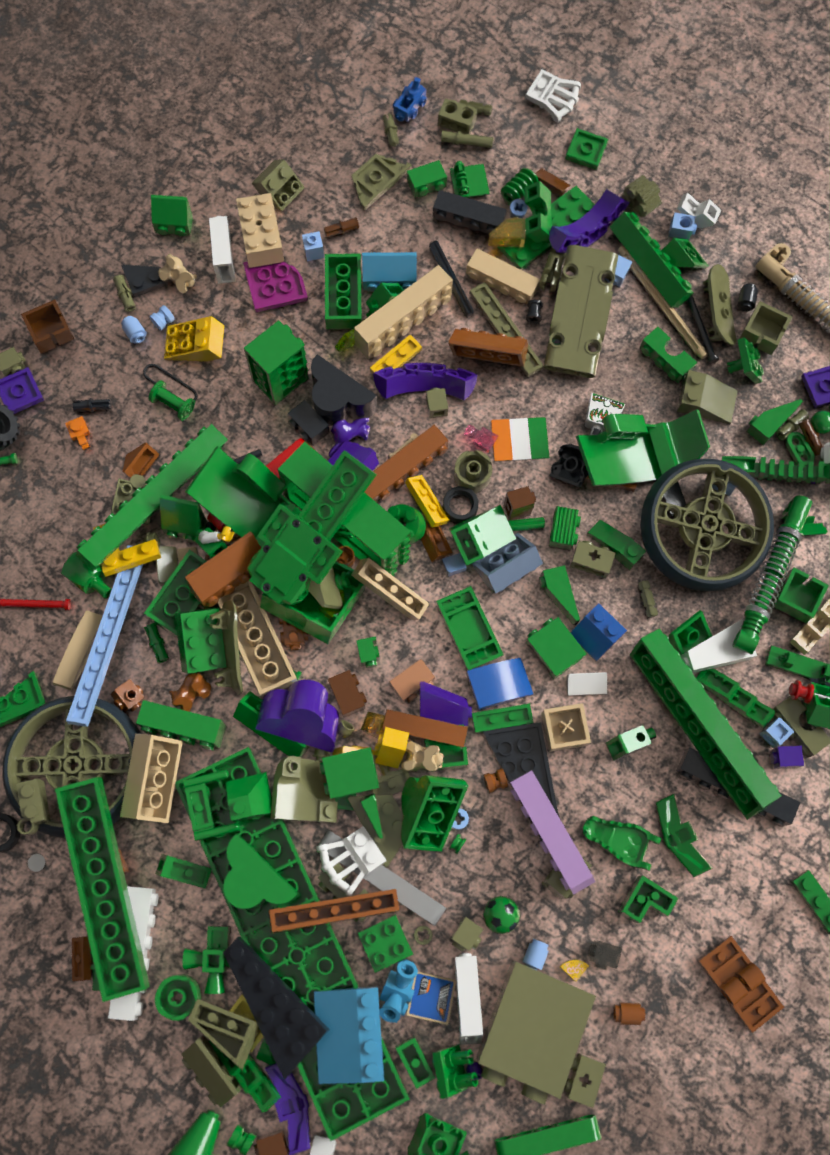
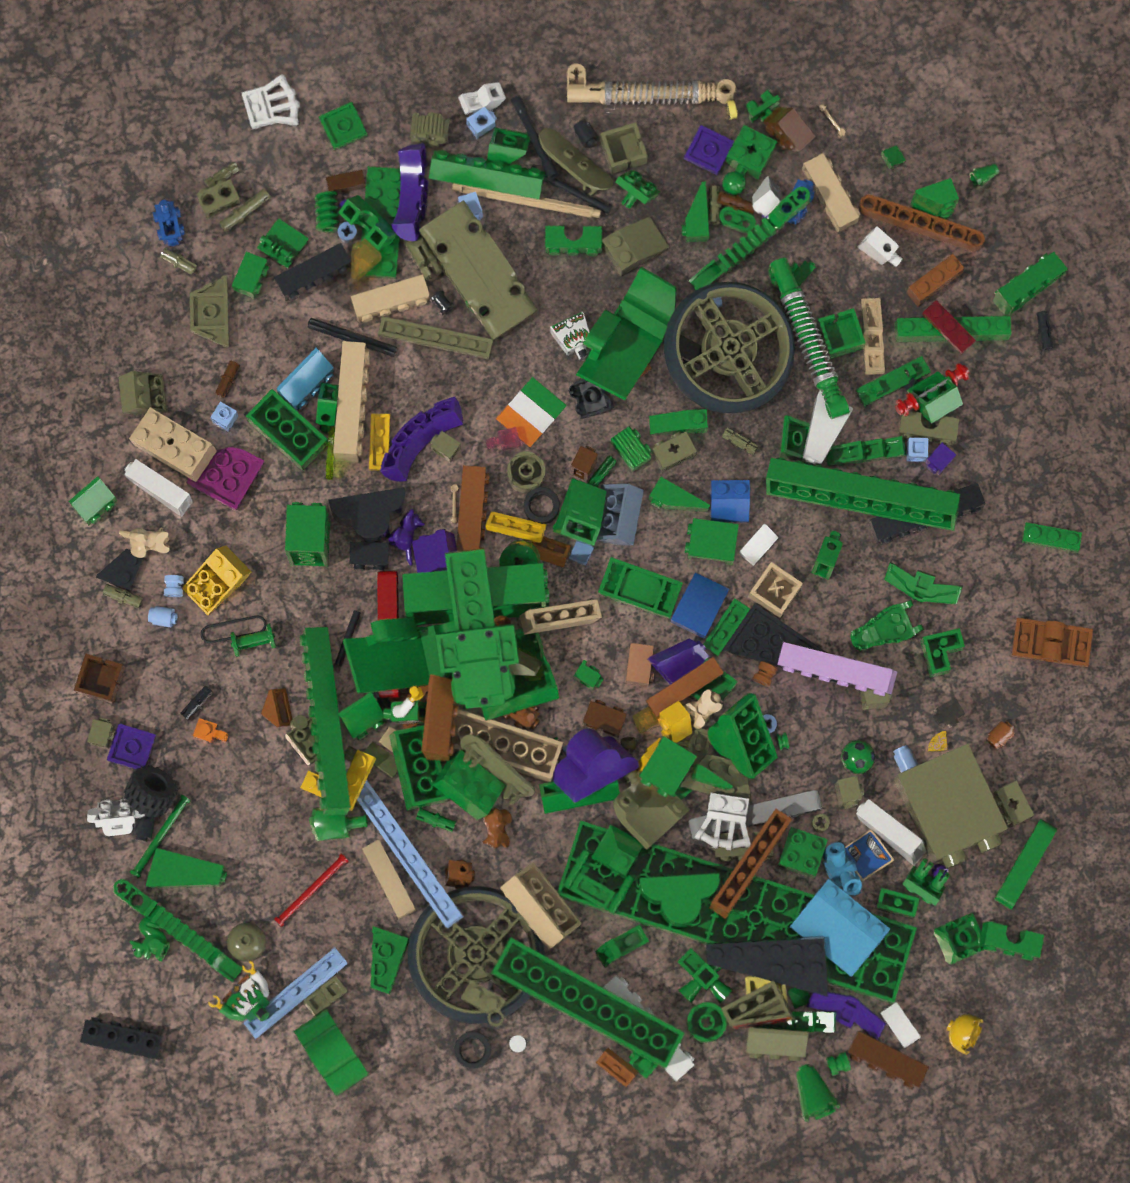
camera: 45 degrees left, 5 degrees up
(181, 724) = (518, 853): green brick -> none
(342, 580) = (522, 644): green bush -> none
(489, 347) = (441, 365): dark orange slope -> none
(703, 282) = (546, 162): none -> black piece

